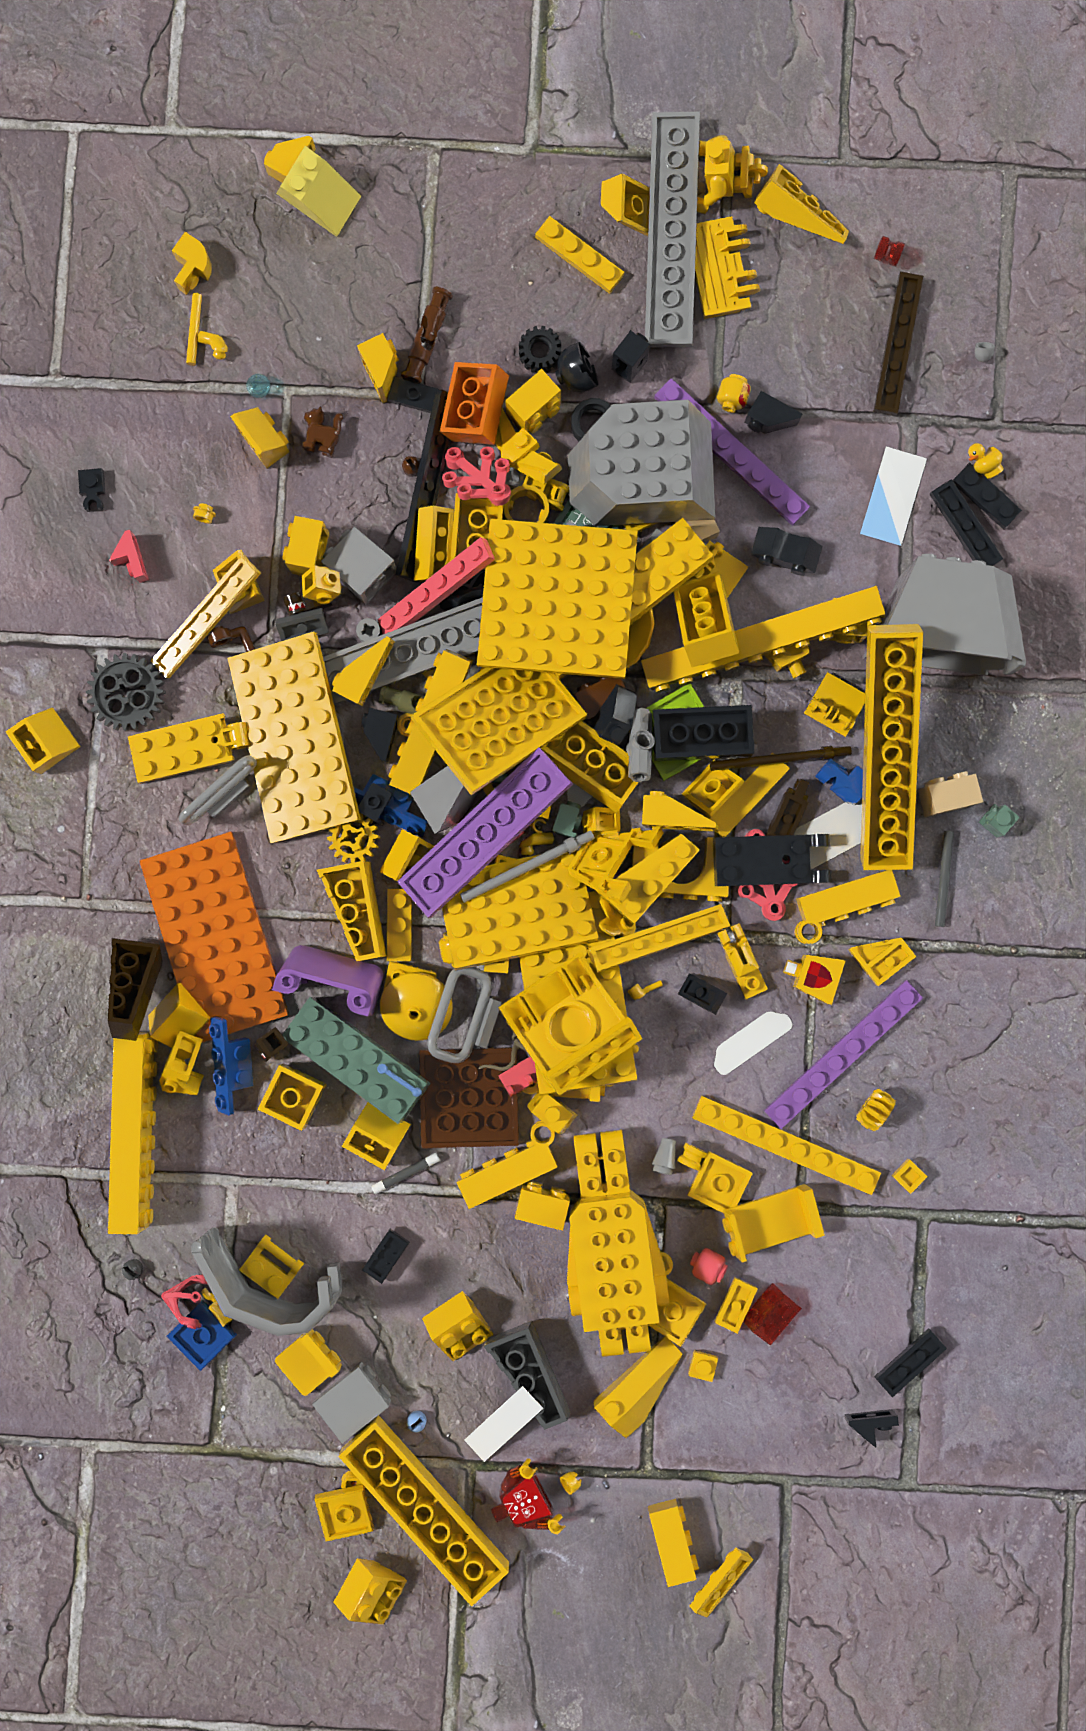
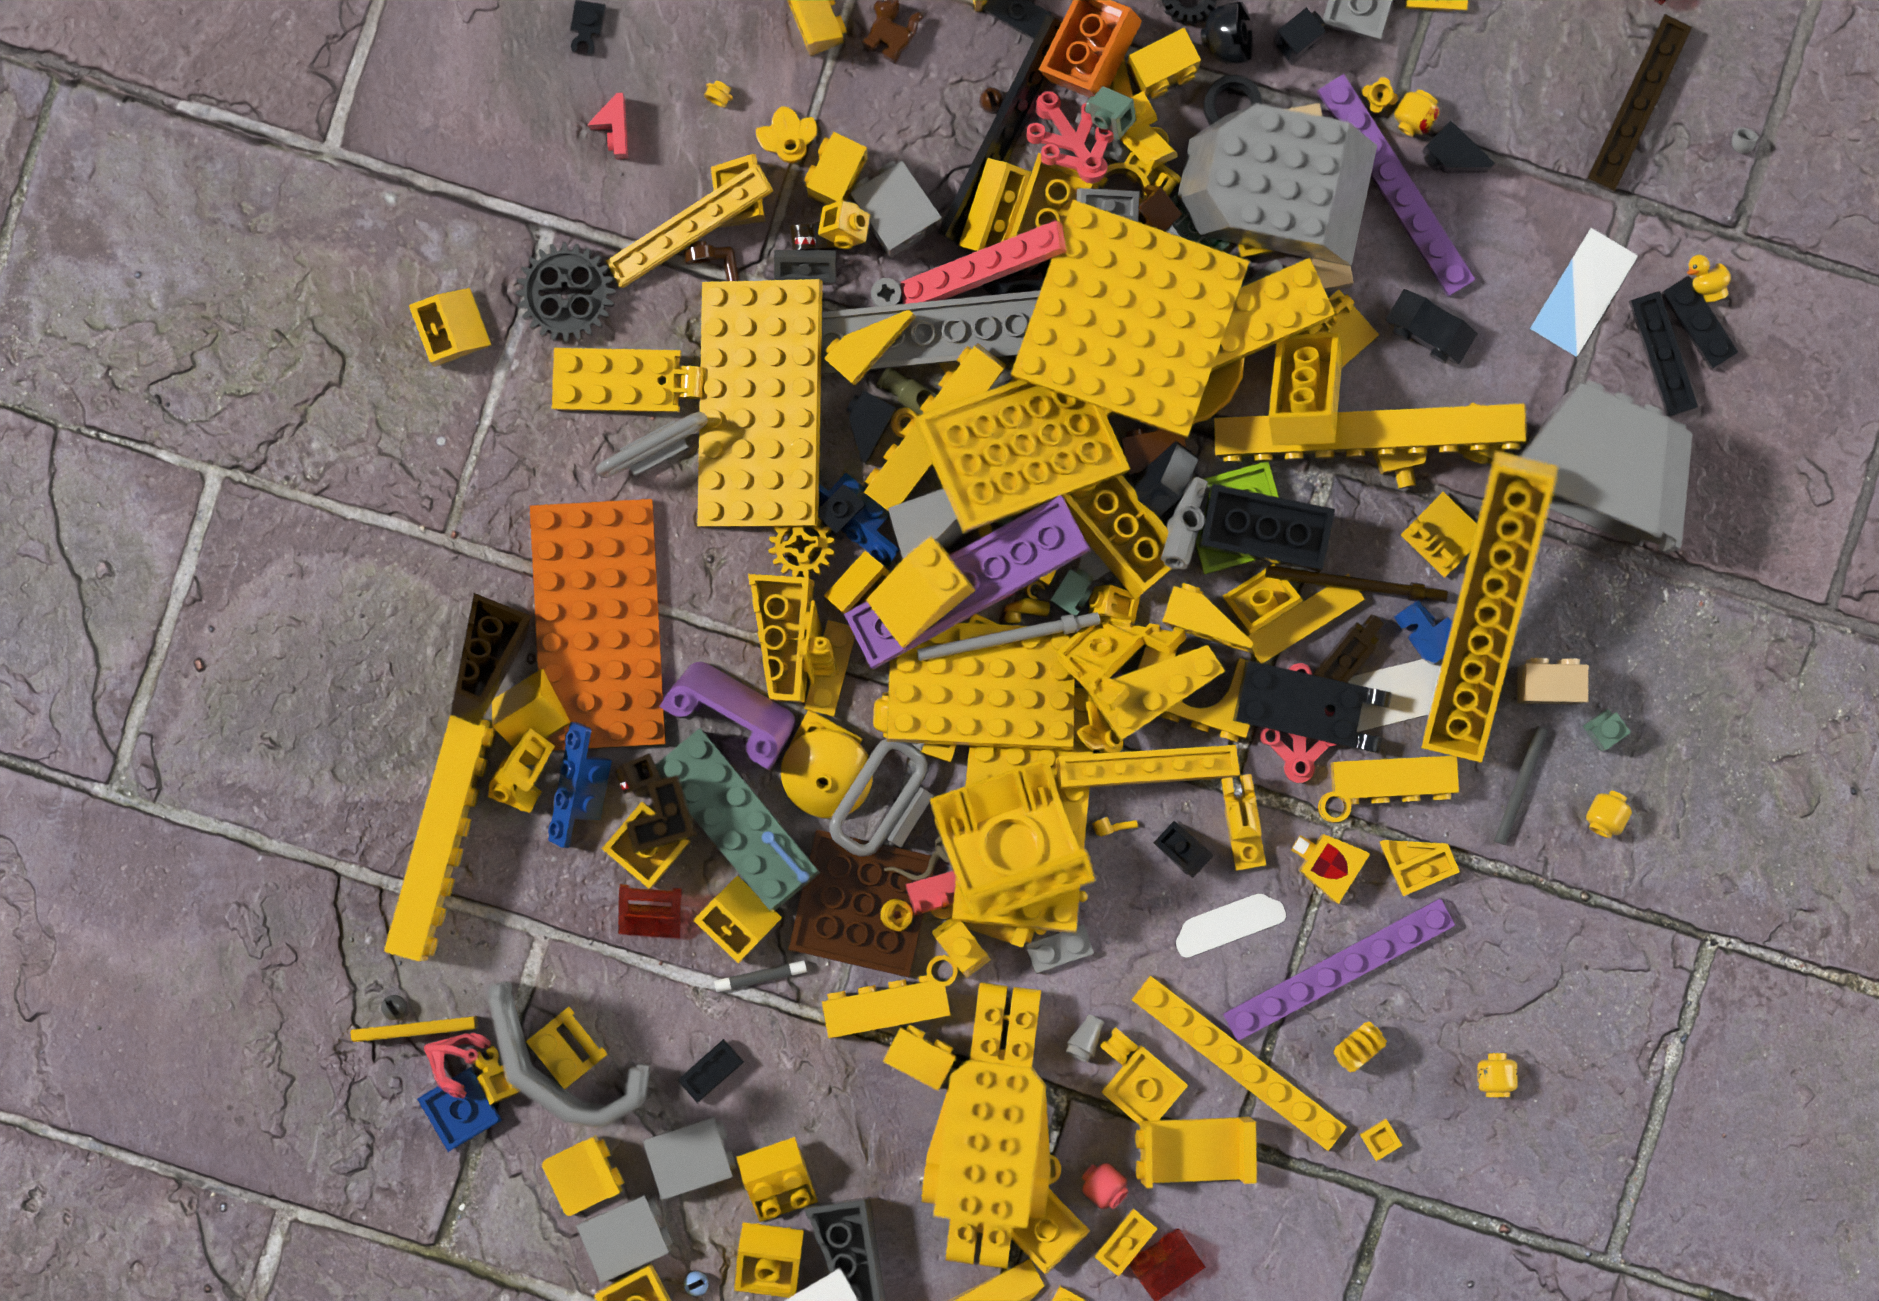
camera: 10 degrees right, 0 degrees up
(150, 1283) = (413, 1029): none -> yellow tile
(261, 529) = (787, 130): none -> yellow plate
(302, 1077) = (671, 819): none -> dark brown brick
(308, 1152) = (649, 919): none -> clear red plate
(381, 913) = (816, 649): none -> yellow hinge
(386, 1327) = (690, 1157): none -> light grey brick
(450, 849) = (919, 592): none -> yellow slope
(466, 1389) = (768, 1260): none -> yellow slope
(497, 1100) = (896, 914): none -> yellow tile
(503, 447) = (1111, 111): none -> sand green brick
(524, 513) = (1114, 201): none -> light grey plate
(557, 510) = (1158, 209): none -> reddish brown panel
(627, 1094) = (1059, 949): none -> light grey plate
(702, 380) = (1383, 86): none -> yellow plate
(985, 1104) = (1497, 1075): none -> yellow head
(1017, 883) = (1608, 814): none -> yellow head

